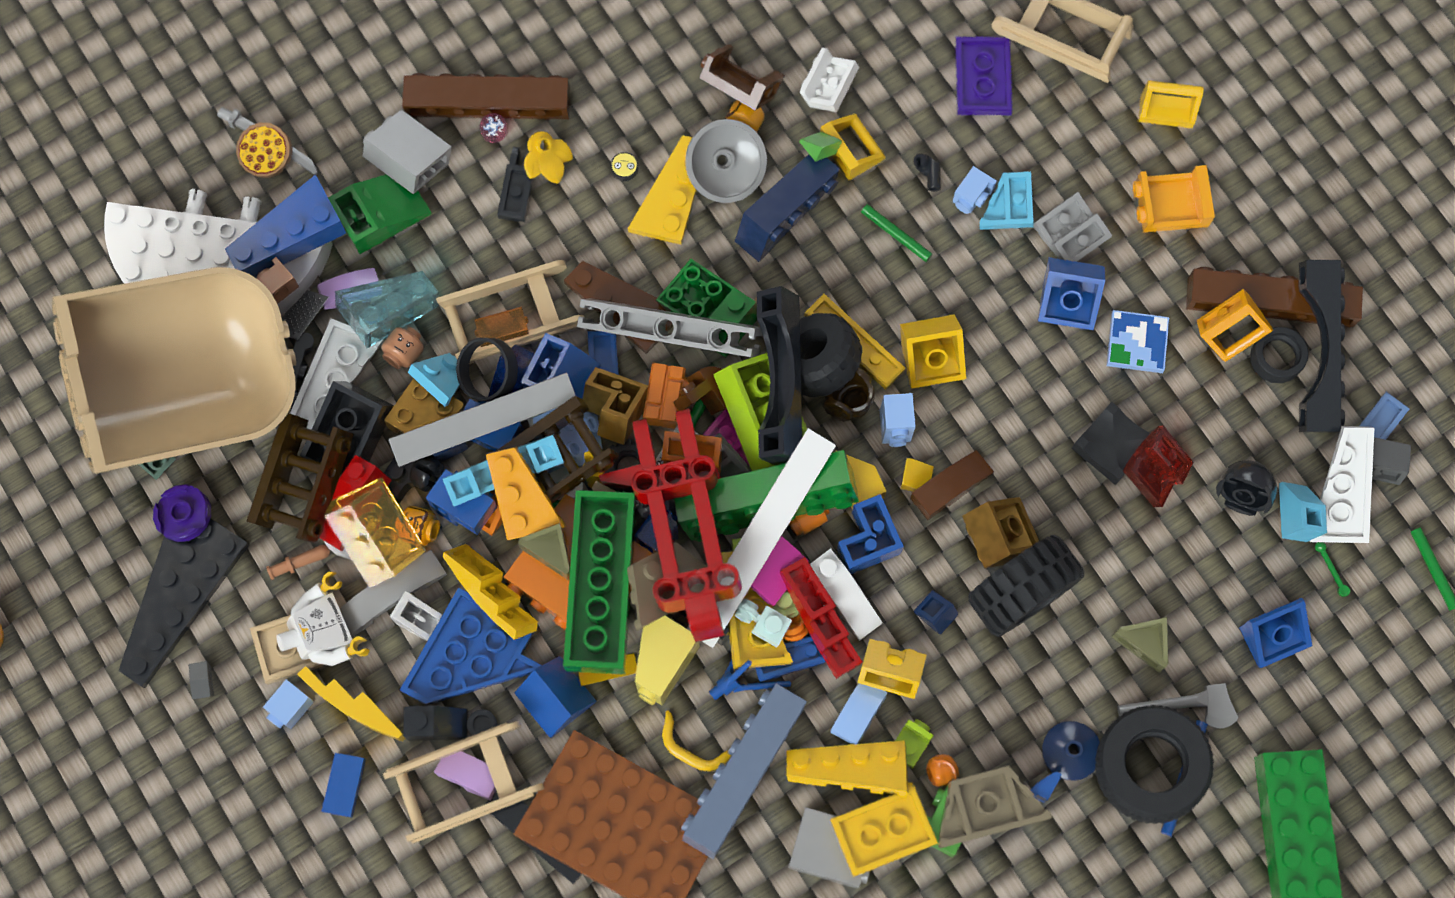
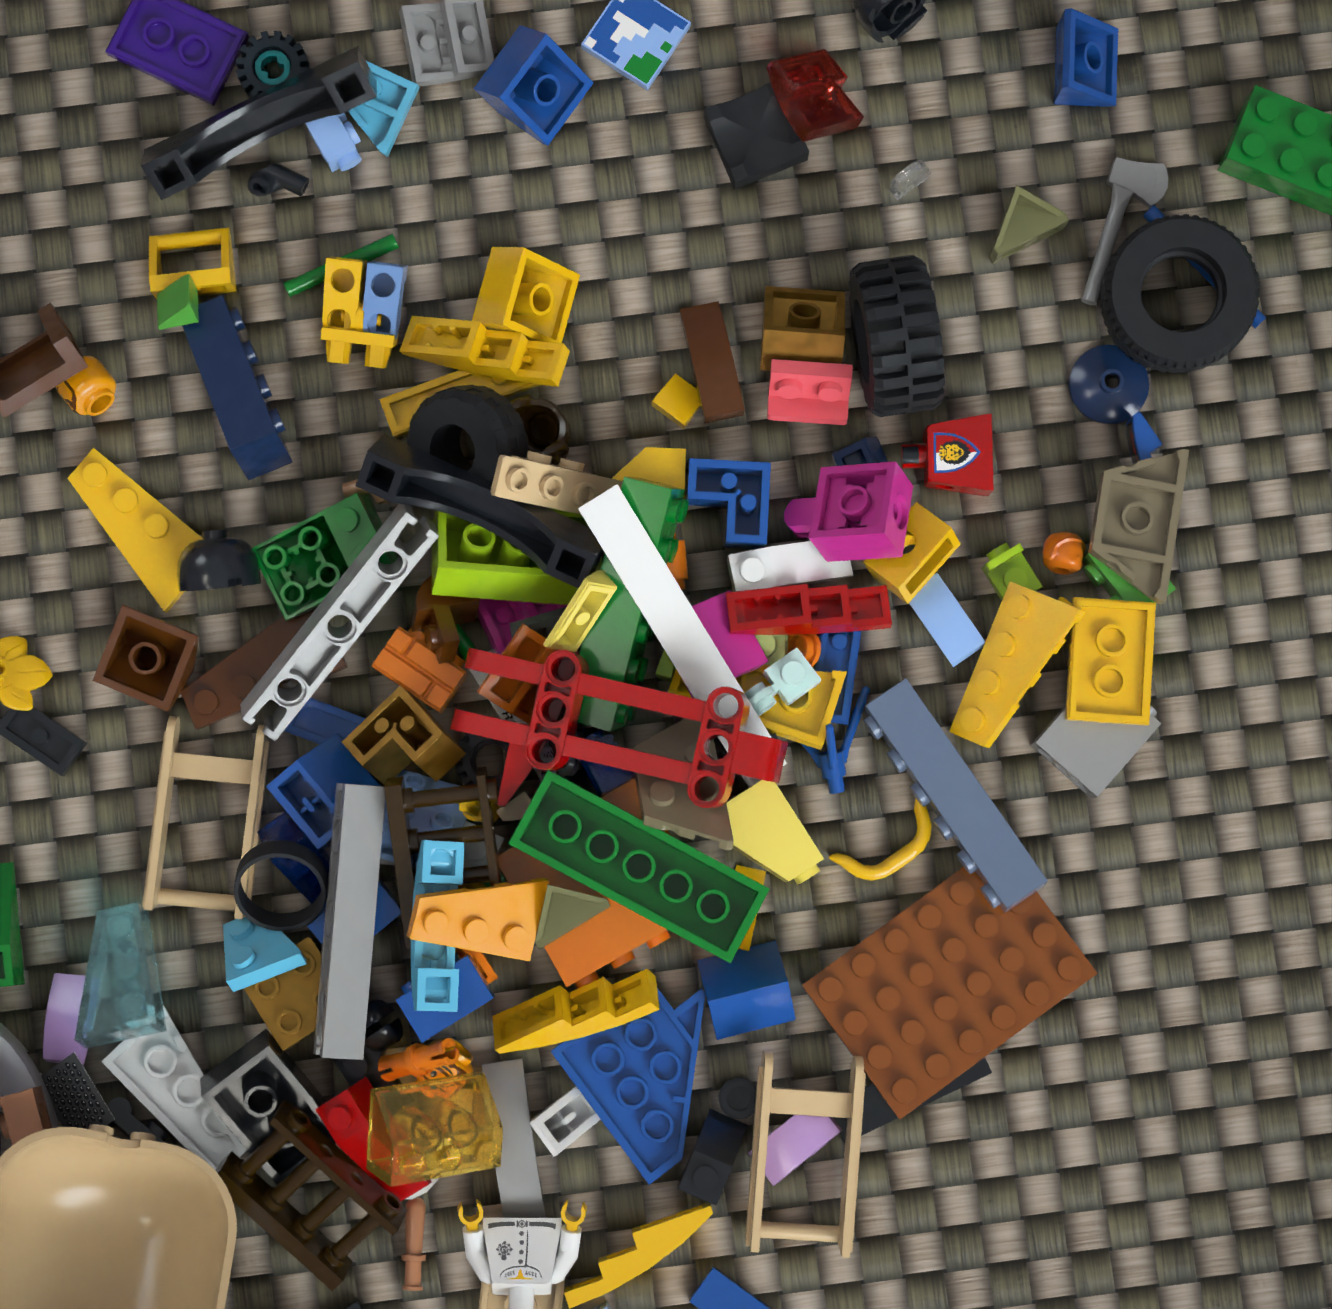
camera: 70 degrees left, 10 degrees up
(402, 347) = (188, 983): nougat head -> none
(414, 503) = (418, 1059): none -> orange pin
(502, 325) = (222, 839): clear orange piece -> none
(592, 230) = (147, 658): none -> reddish brown slope
(624, 166) = (72, 575): tile -> none
(671, 242) = (217, 563): none -> black cylinder
(743, 165) = (159, 434): light grey dish -> none
(744, 464) = (581, 612): none -> light yellow slope
(816, 404) = (547, 484): none -> tan bracket
(828, 81) = (87, 249): white bracket -> none
(875, 255) = (365, 322): none -> yellow hips
(886, 341) = (485, 352): none -> yellow slope
(897, 419) = (599, 388): light blue brick -> none
(899, 617) = (849, 494): none -> dark pink brick
(963, 553) = (809, 392): none -> coral bracket
(971, 668) = (955, 455): none -> red torso
(987, 158) = (312, 95): none -> black arch
(995, 150) = (263, 51): none -> black bush
(1138, 554) = (909, 178): none -> clear tile

